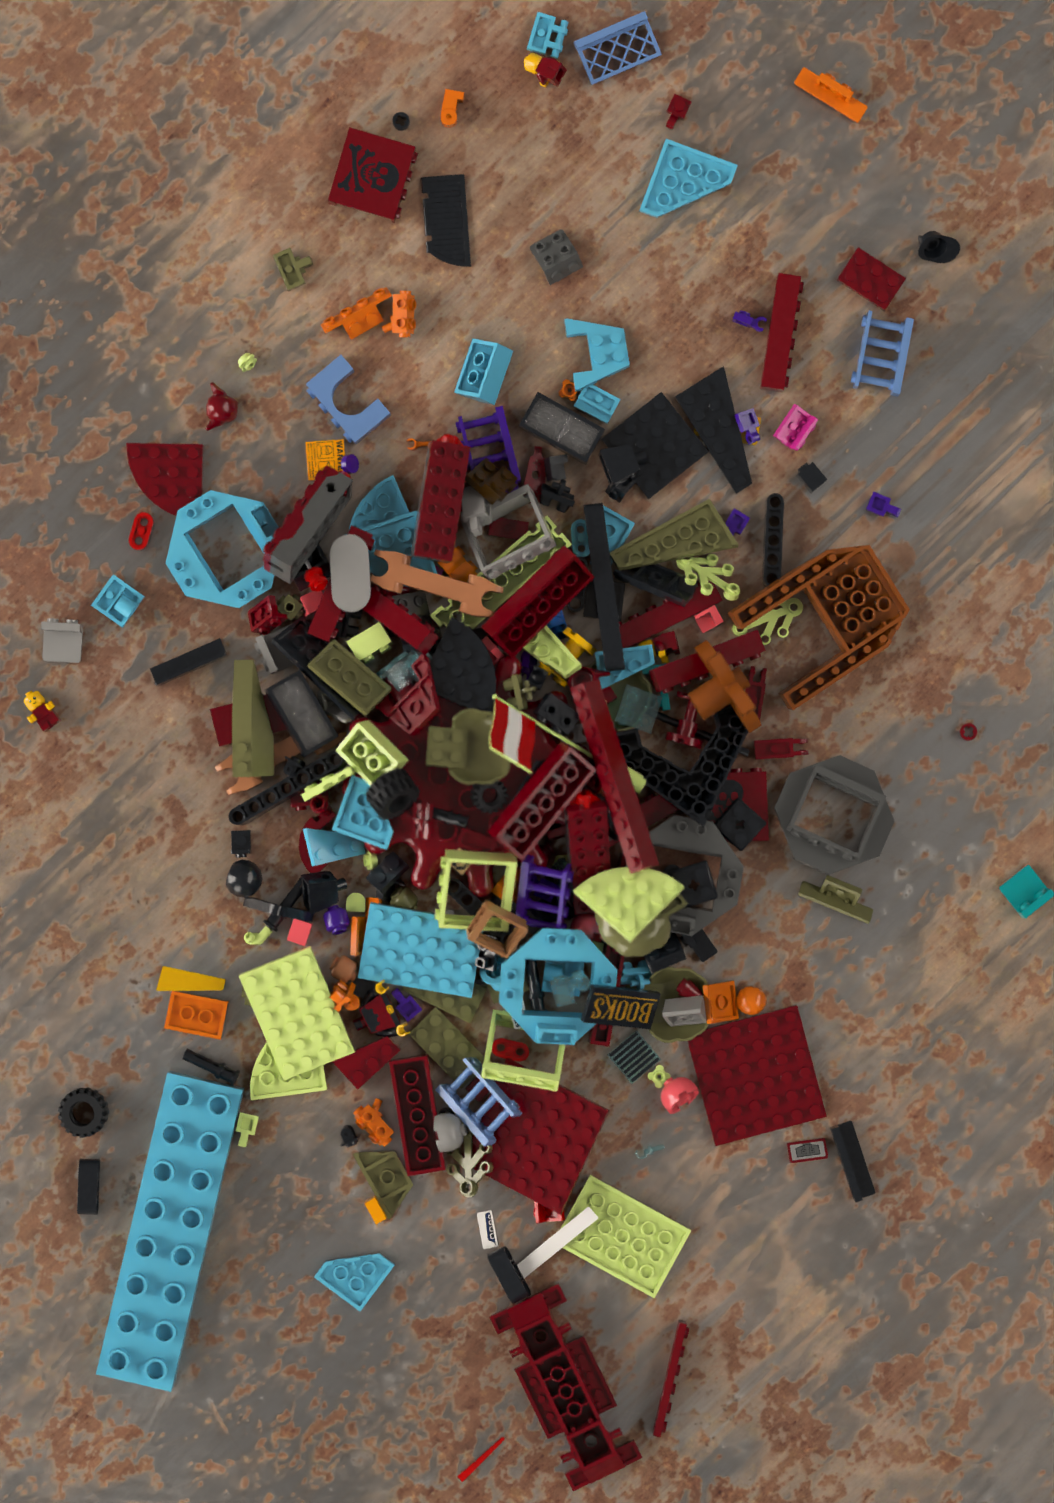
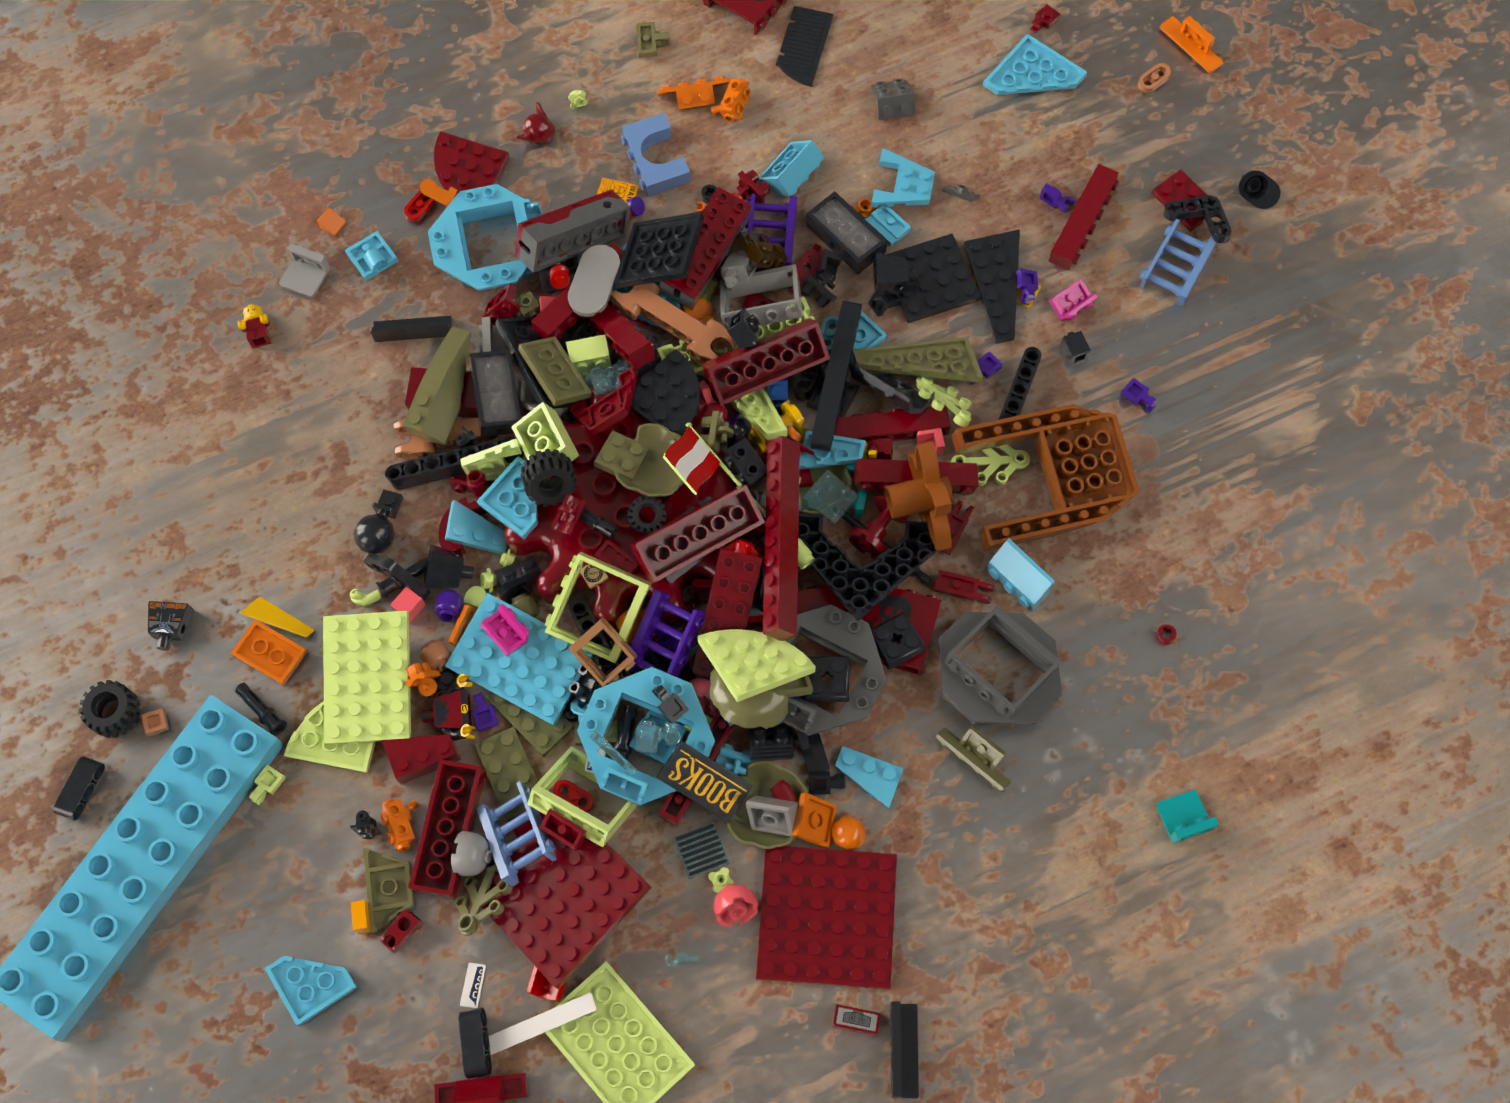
camera: 20 degrees right, 20 degrees down
(63, 577) = (331, 222): none -> orange slope
(95, 1019) = (168, 622): none -> torso
(126, 1108) = (155, 722): none -> nougat plate
(157, 518) = (430, 189): none -> orange leg
(361, 885) = (488, 580): none -> yellowish green plate
(402, 527) = (659, 250): none -> black plate
(402, 935) = (506, 630): none -> dark pink bracket
(409, 424) = (708, 188): none -> black bush
(413, 1208) = (401, 930): none -> dark red leg
(461, 409) = (748, 187): none -> dark red hips
(509, 583) = (743, 329): none -> black brick
(520, 1090) = (563, 829): none -> dark red slope
(529, 1011) = (613, 753): none -> clear light blue bar
(572, 957) = (671, 706): none -> black plate
(586, 660) = (793, 434): none -> orange tile
(656, 341) = (961, 192): none -> dark grey piece
(715, 966) = (821, 783): none -> black plate
(753, 943) = (870, 773): none -> medium azure wing
(805, 149) = (1153, 79): none -> nougat plate
(827, 725) = (1020, 575): none -> medium azure slope
(897, 293) = (1205, 206): none -> black beam

